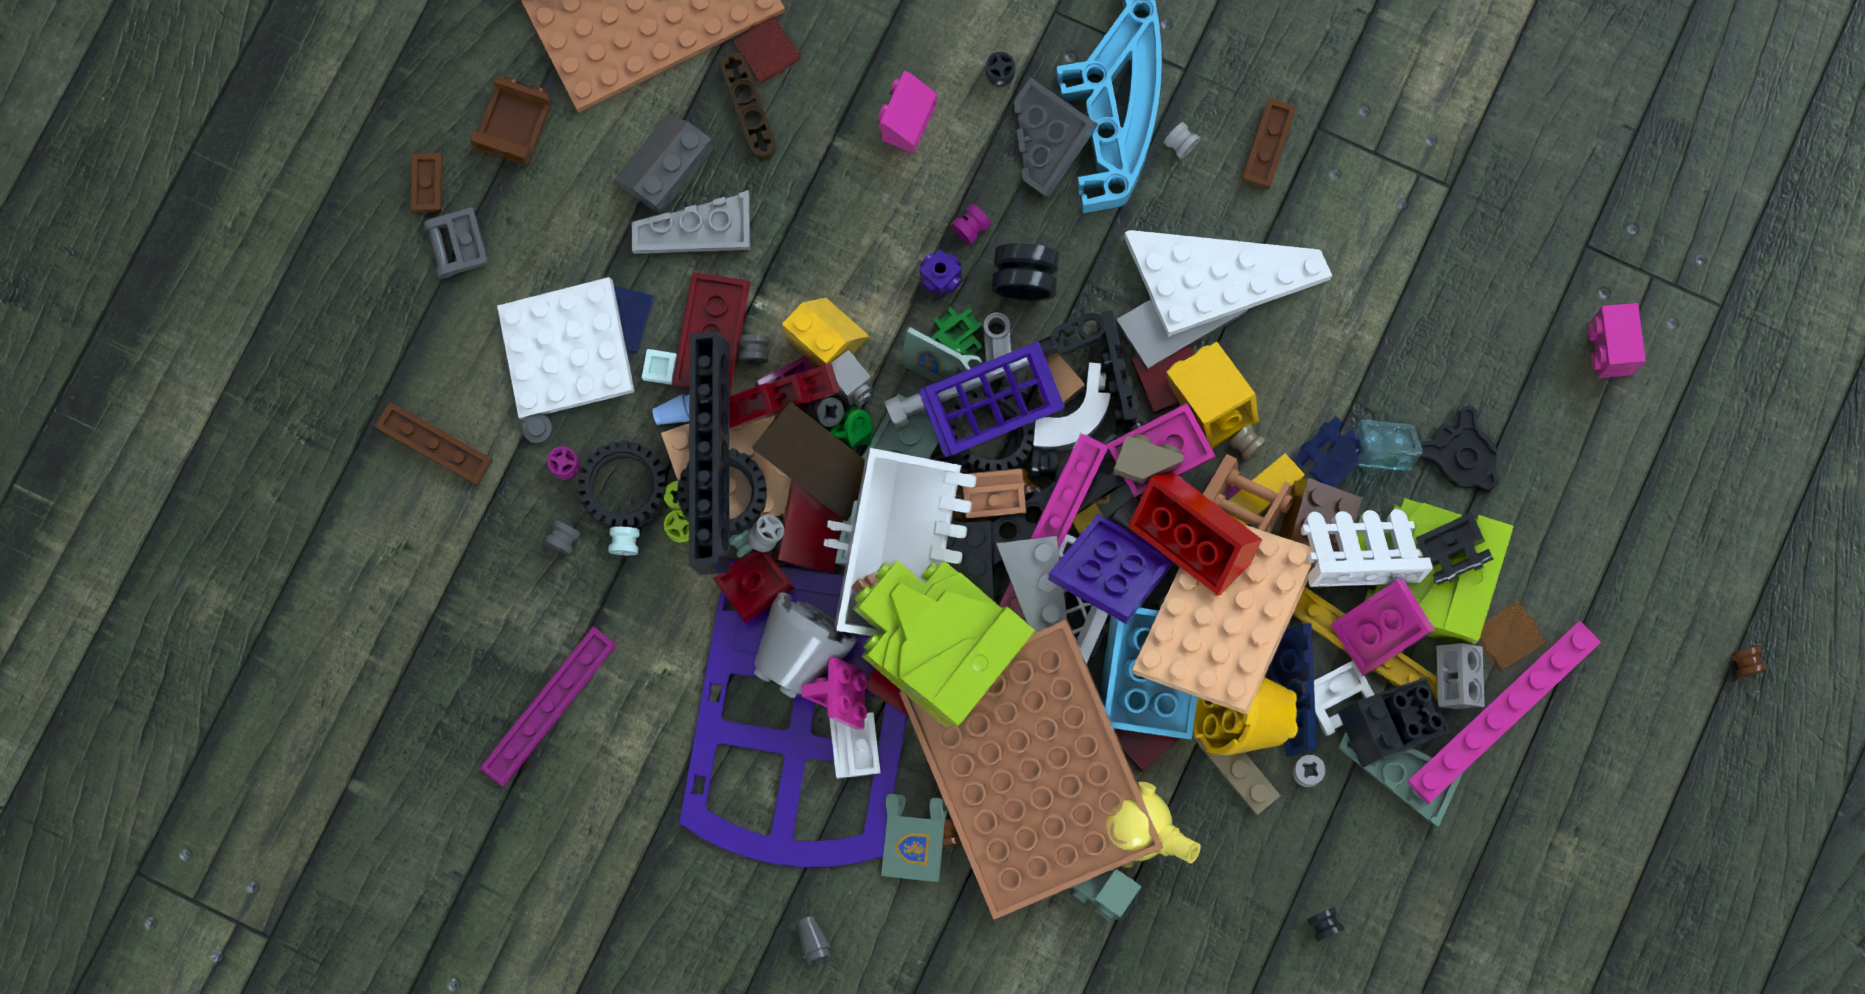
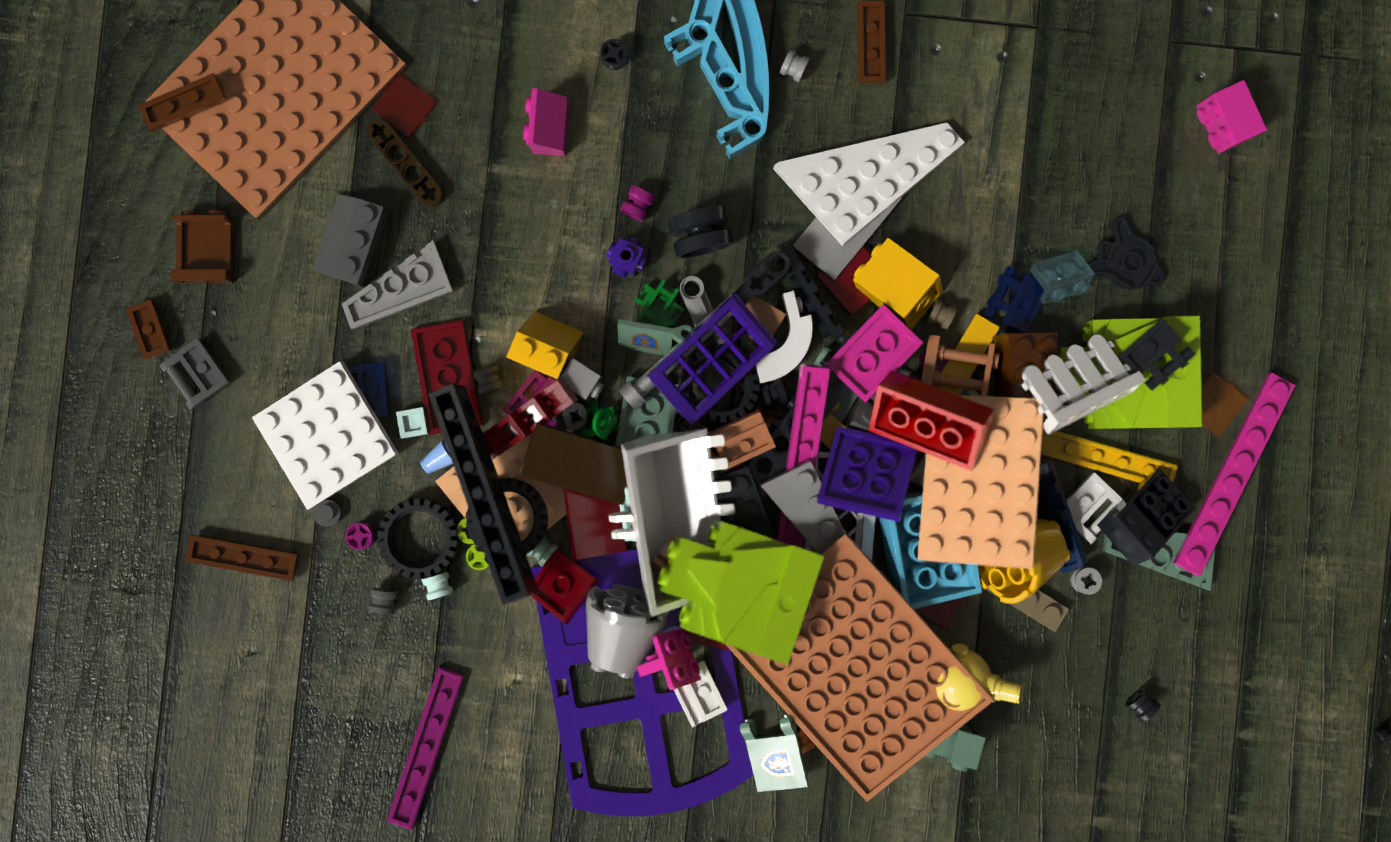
camera: 25 degrees left, 10 degrees up
(769, 526) = (557, 534): light grey wheel -> none
(1048, 135) = (678, 100): dark grey plate -> none
(1142, 460) = (863, 370): dark tan slope -> none
(1382, 626) = (1114, 440): dark pink plate -> none
(1460, 676) = (1189, 457): light grey brick -> none

